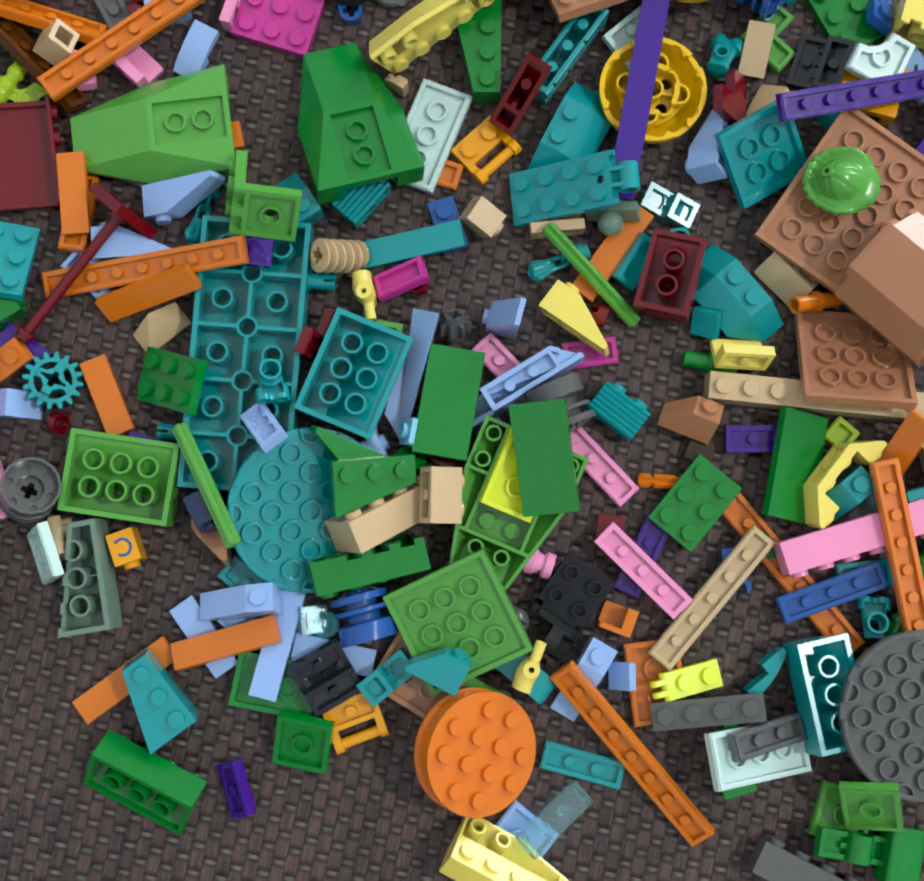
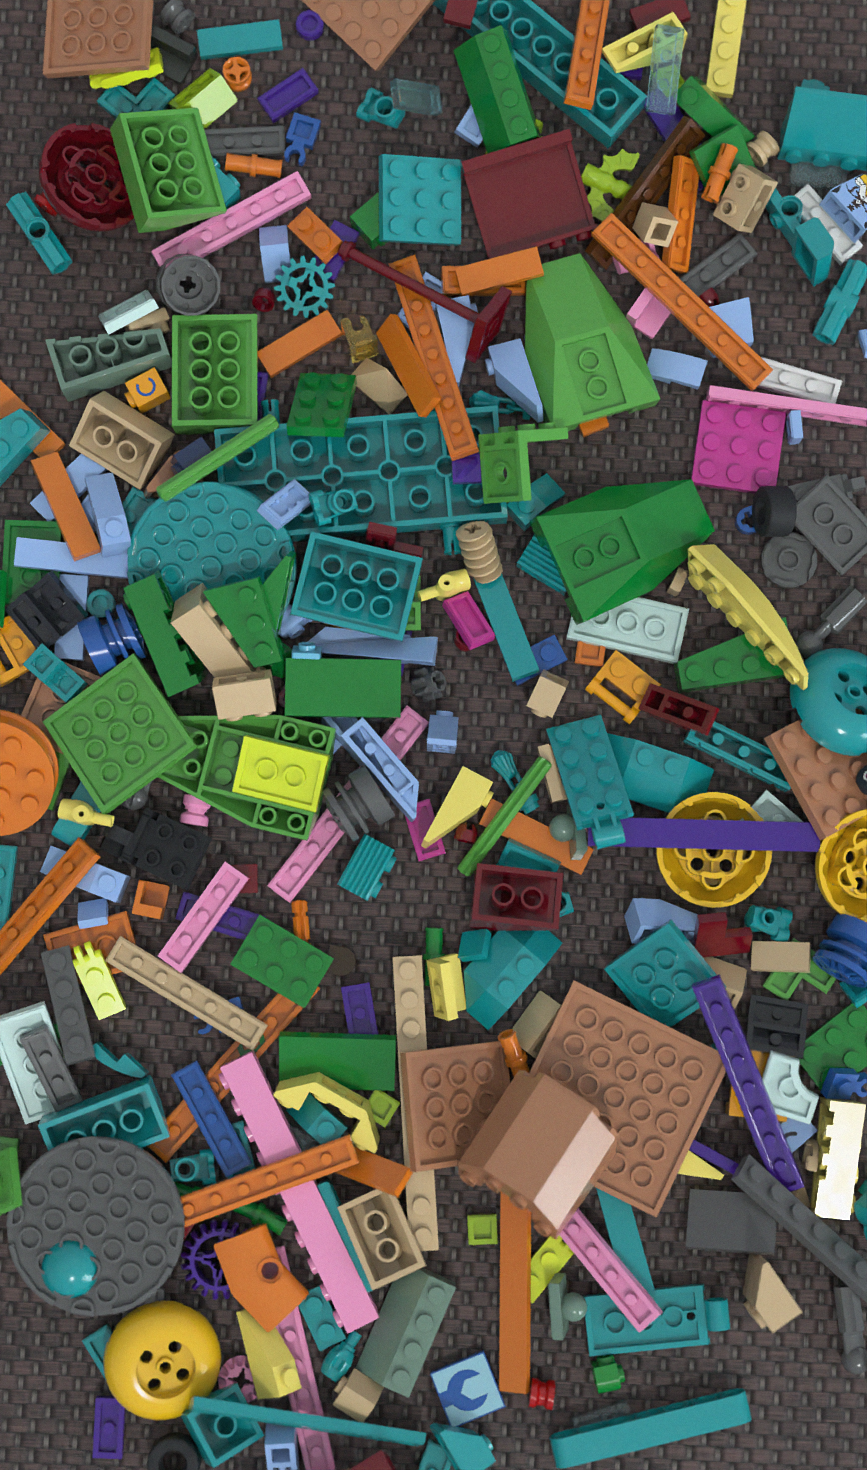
camera: 80 degrees right, 0 degrees up
(118, 337) = (359, 343): none -> clear yellow hinge
(169, 580) = (121, 439): none -> tan slope
(313, 620) = (102, 589): clear light blue tile -> none
(441, 668) = (70, 723): teal slope -> none
(544, 457) = (297, 792): green tile -> none
(668, 206) = (596, 889): slope -> none
(692, 417) = (371, 944): nougat slope -> none
(841, 180) = (641, 1060): bright green piece -> none

